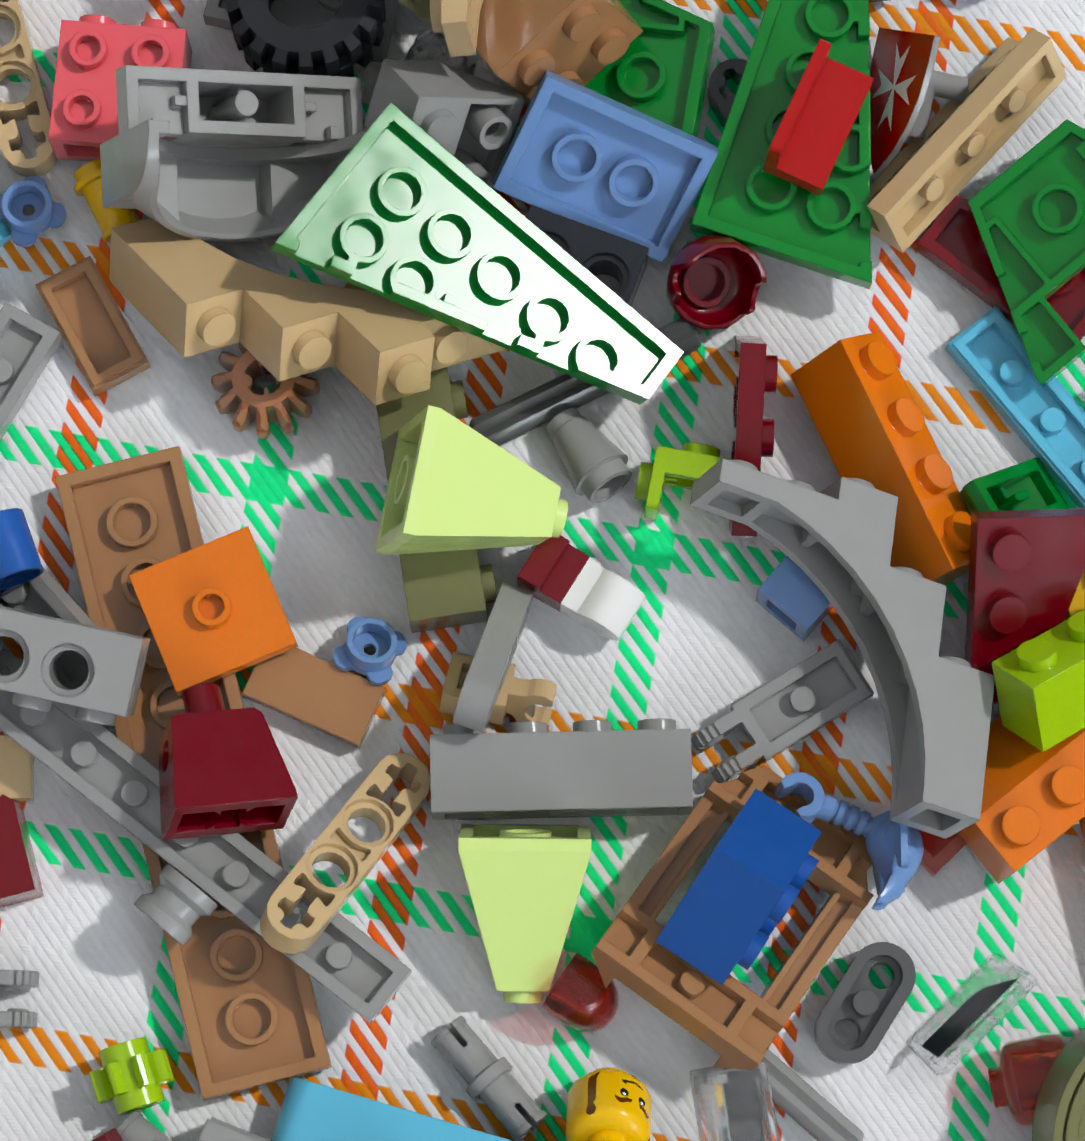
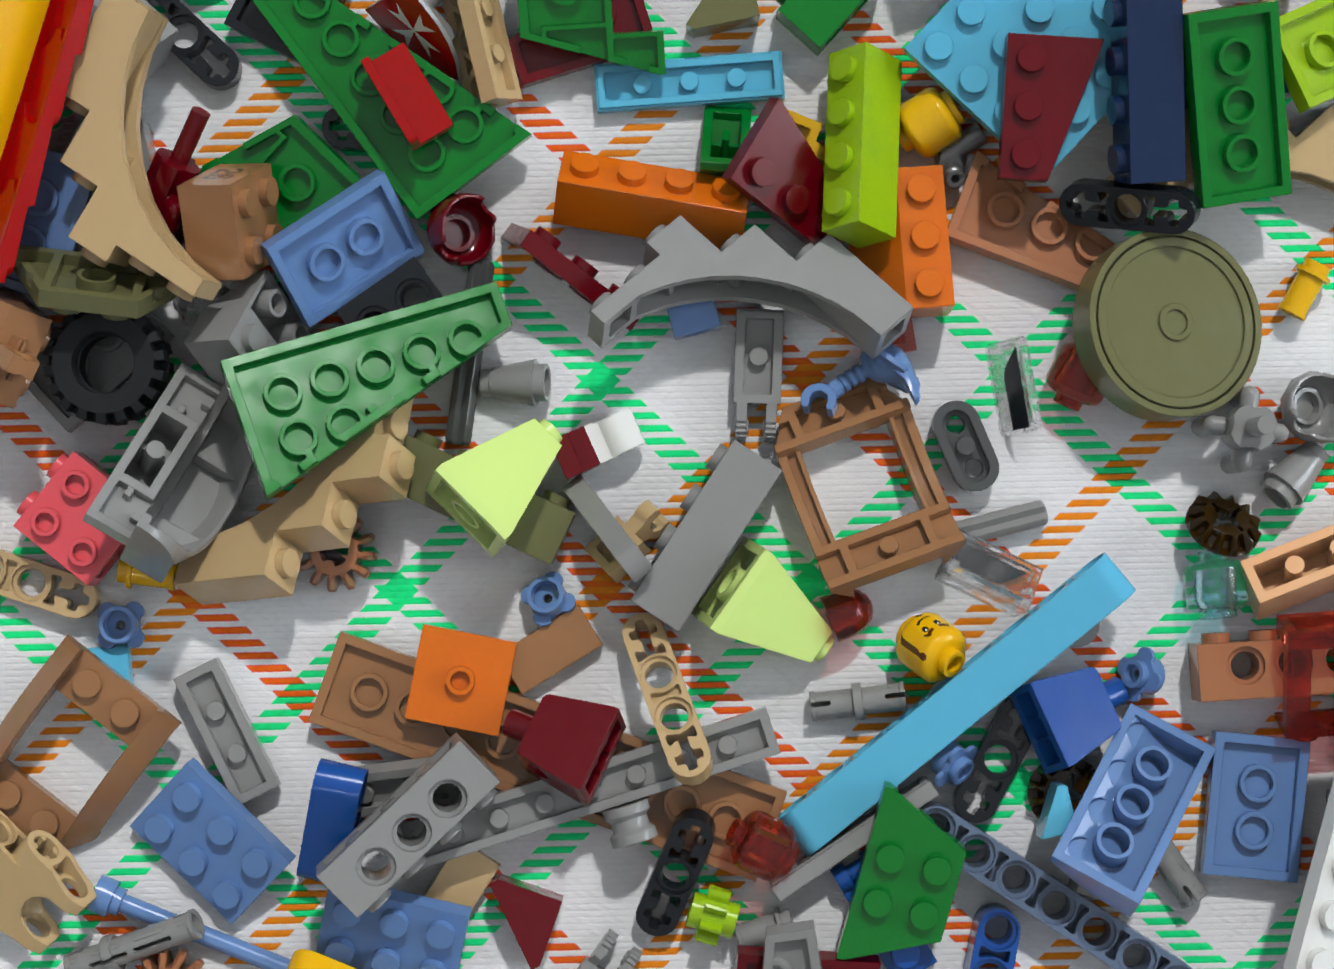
camera: 60 degrees left, 10 degrees up
(93, 326) = (223, 633): medium nougat tile -> none
(127, 991) = (673, 853): none -> black beam
(249, 1074) = (762, 845): none -> clear red head
(673, 469) = (569, 323): lime bracket -> none
(742, 889) = (853, 475): blue brick -> none

